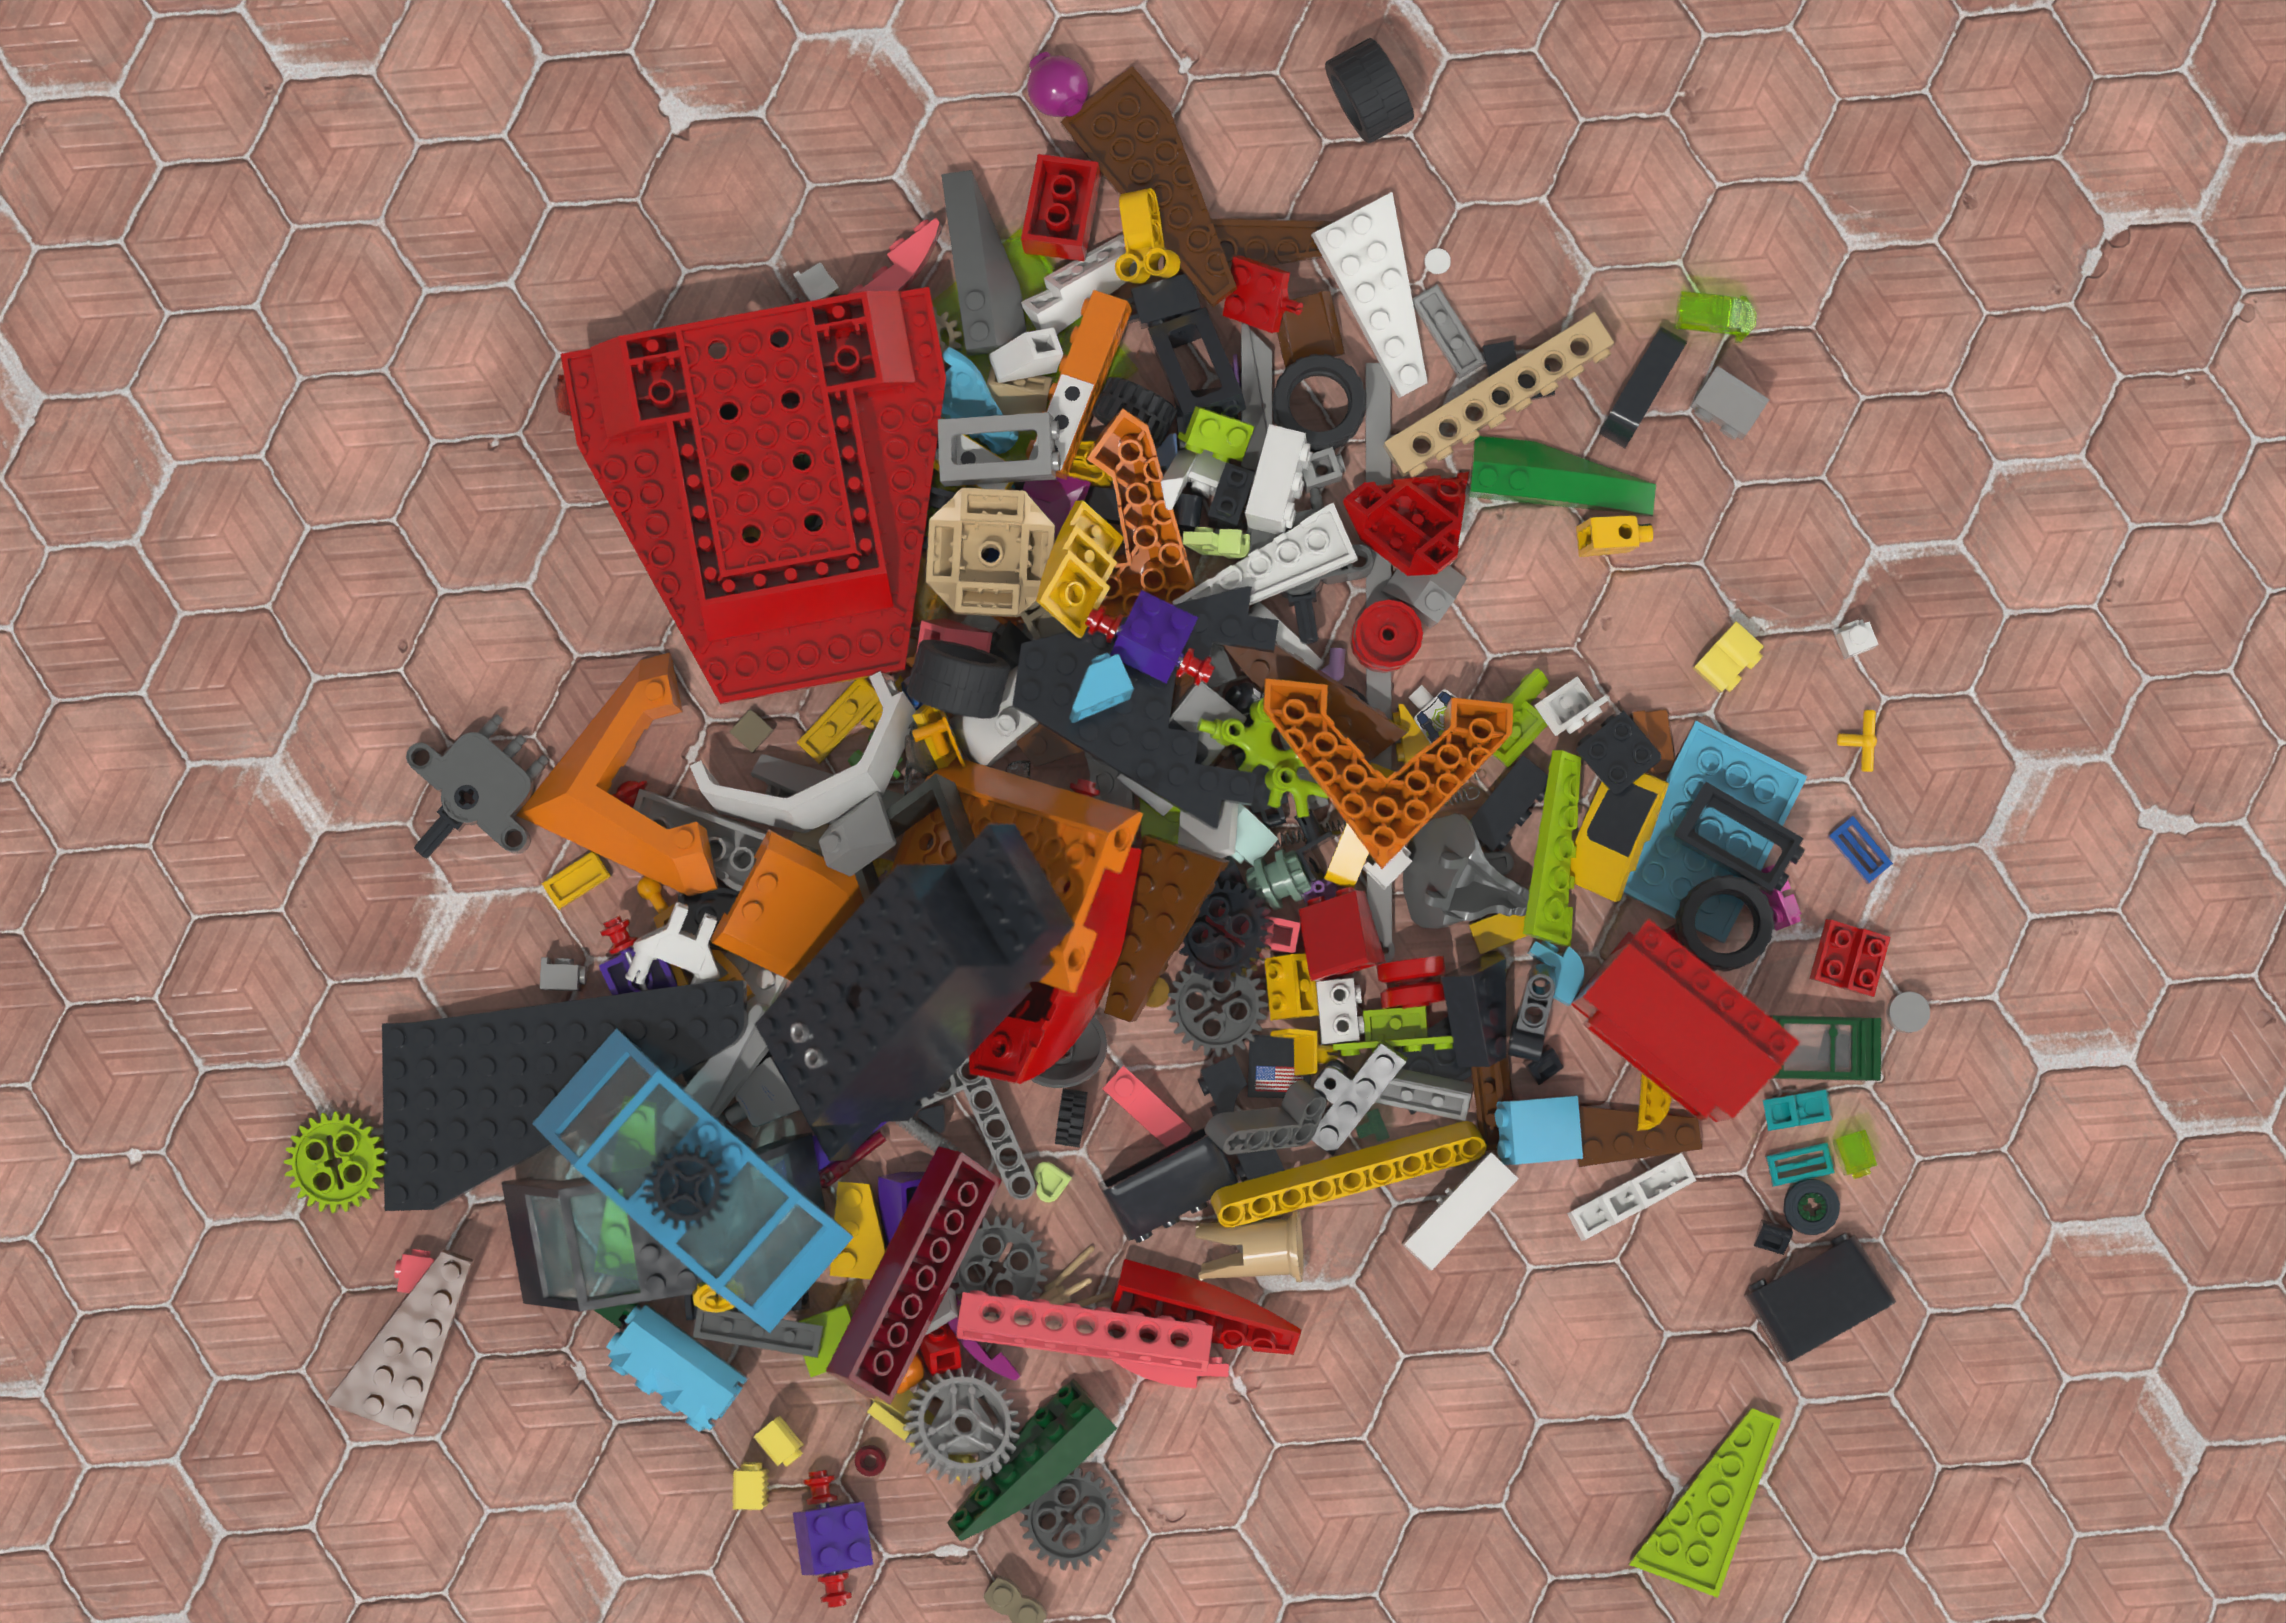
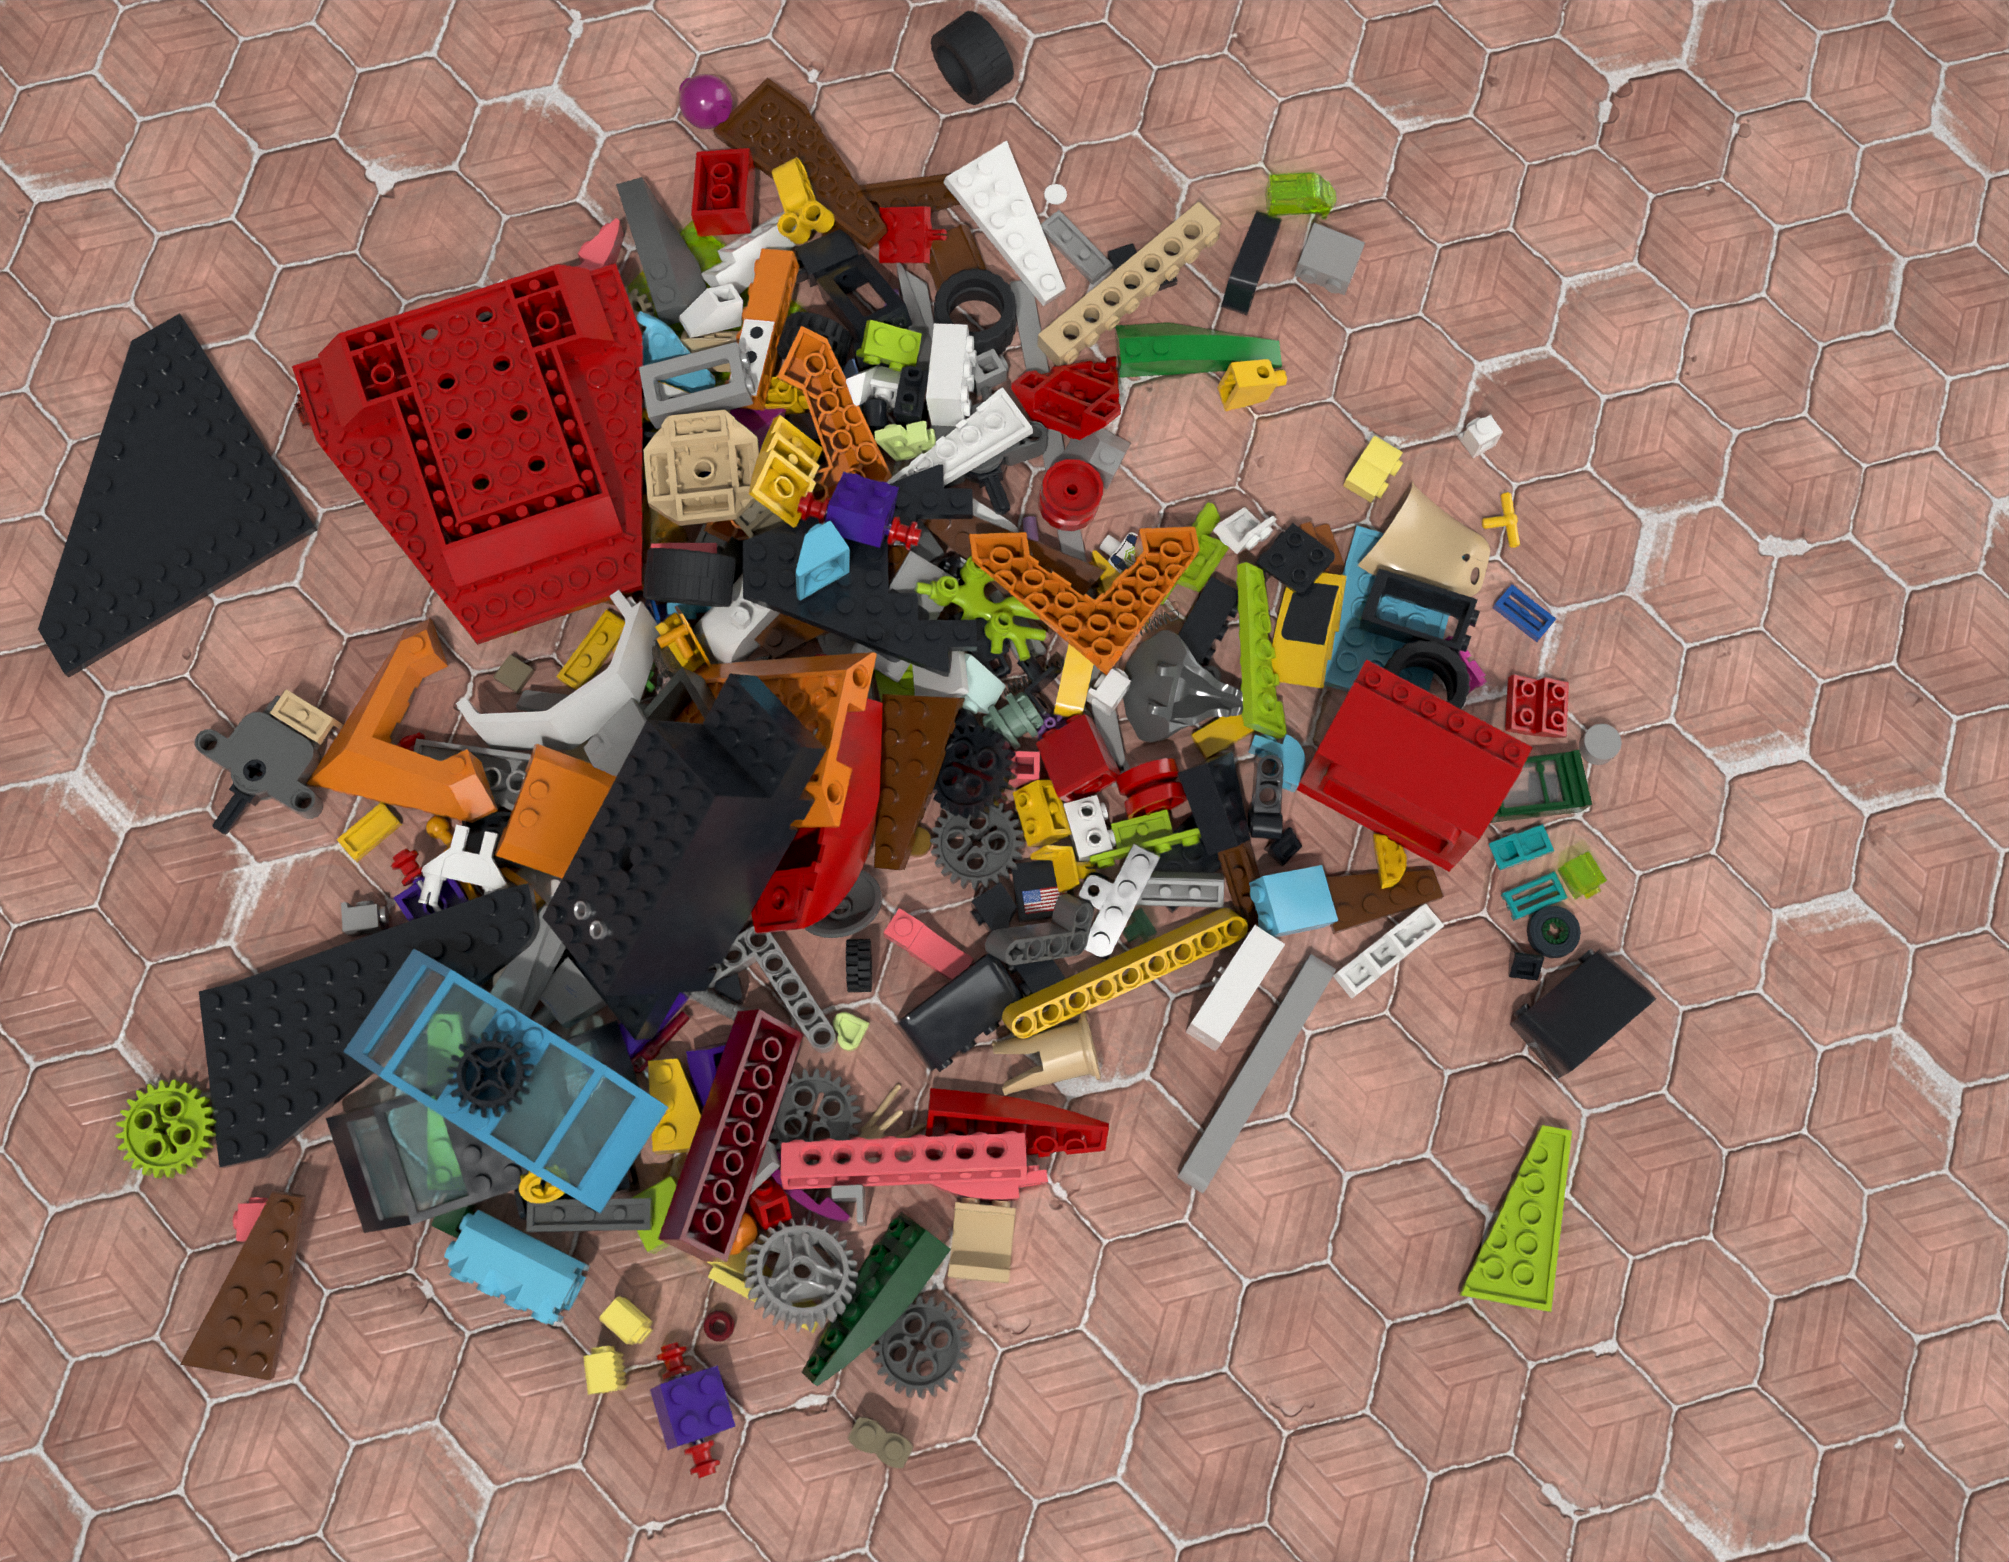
camera: 15 degrees left, 10 degrees down
(405, 468) = (169, 503): none -> black plate
(525, 745) = (304, 717): none -> tan panel
(1028, 1355) = (852, 1193): none -> light grey panel
(1150, 1424) = (982, 1241): none -> tan panel
(1466, 1301) = (1256, 1074): none -> light grey beam
(1767, 761) = (1430, 547): none -> tan piece

